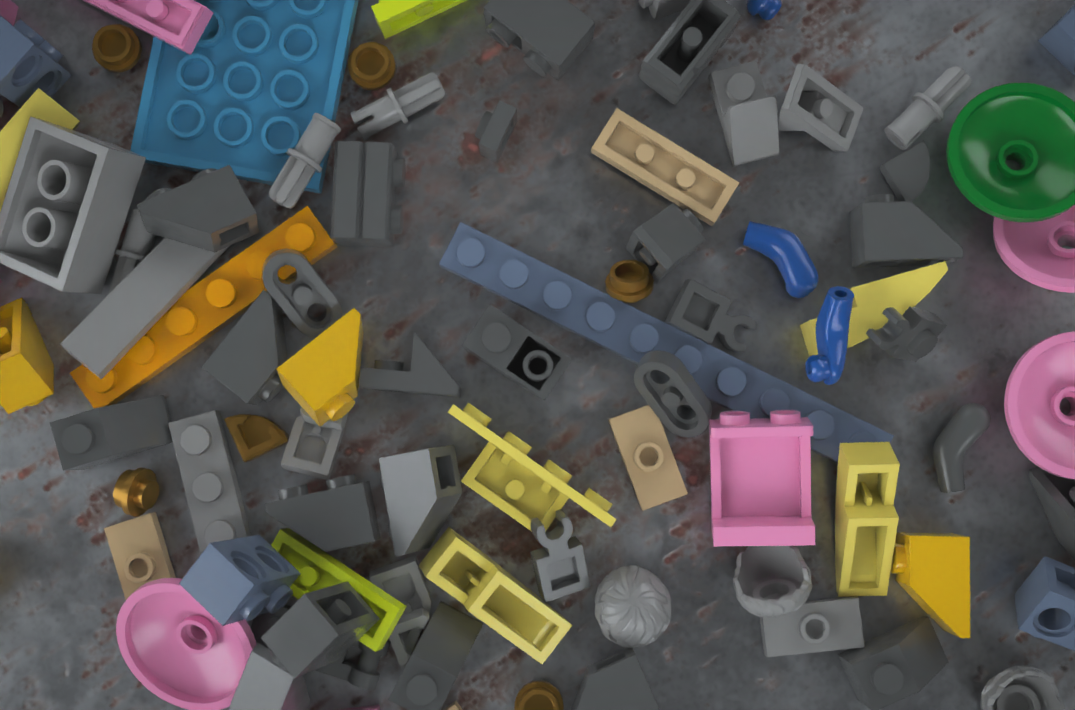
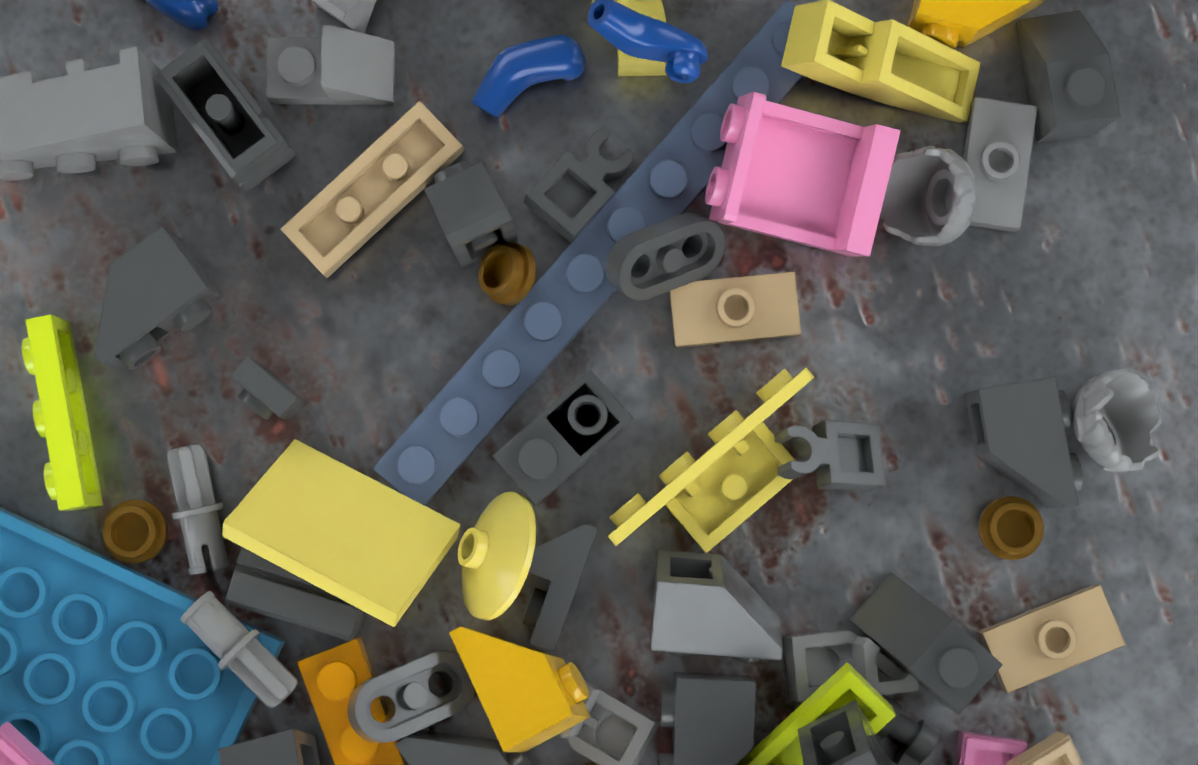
camera: 75 degrees left, 0 degrees up
(407, 211) = (342, 531): none -> light yellow tile
(419, 327) = (497, 555): none -> light yellow dish
(494, 595) = (859, 548): light yellow slope -> none
(632, 606) = (917, 378): light grey hair -> none

